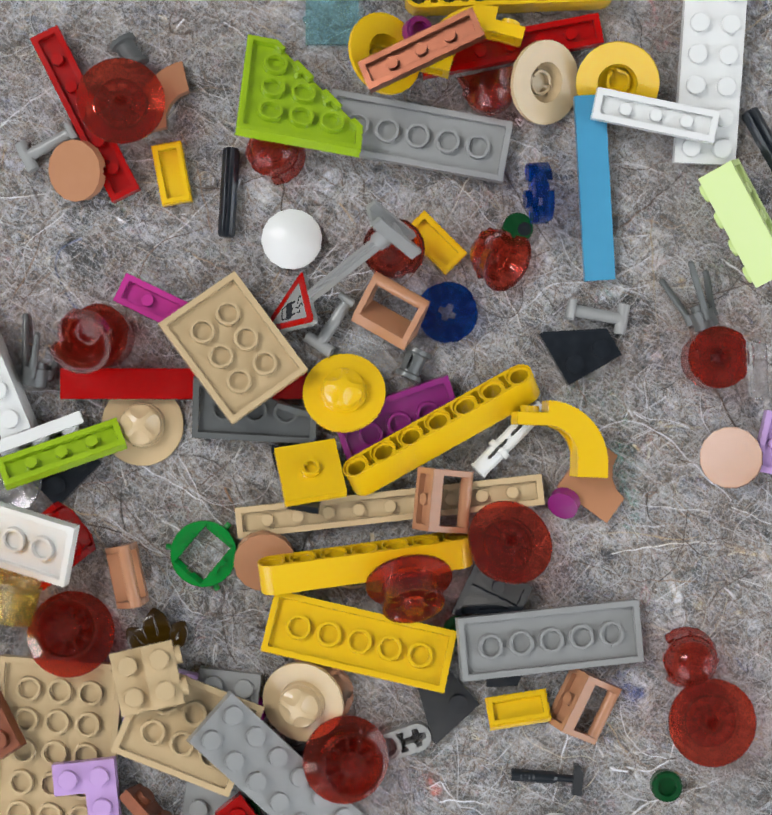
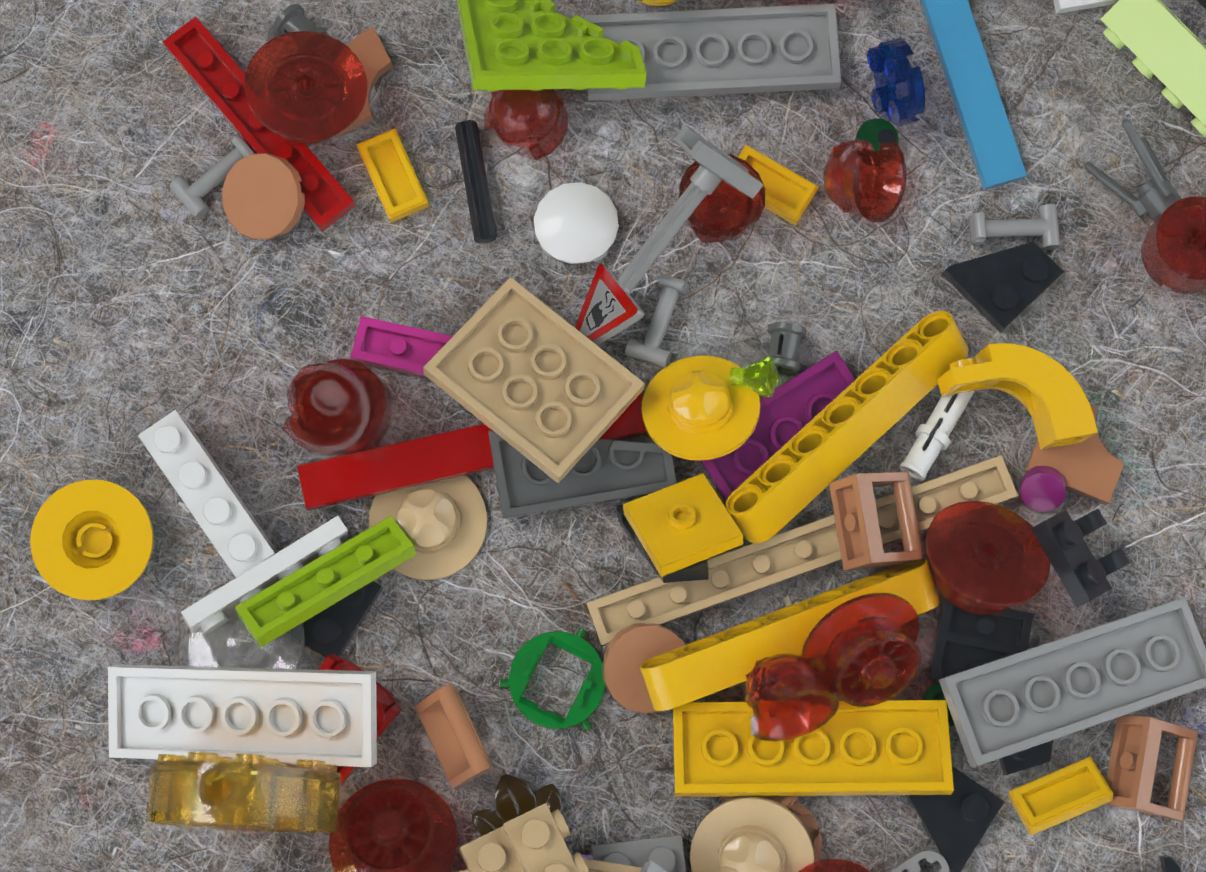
camera: 15 degrees left, 10 degrees down
(33, 371) = (262, 480): dark grey plant -> none
(348, 607) = (787, 698): none -> clear red helmet
(384, 321) = (733, 300): nougat tile -> none
(387, 382) = (759, 376): none -> clear neon green rock
(463, 306) = (833, 258): clear blue plate -> none
(567, 555) = (1071, 557): none -> black plate

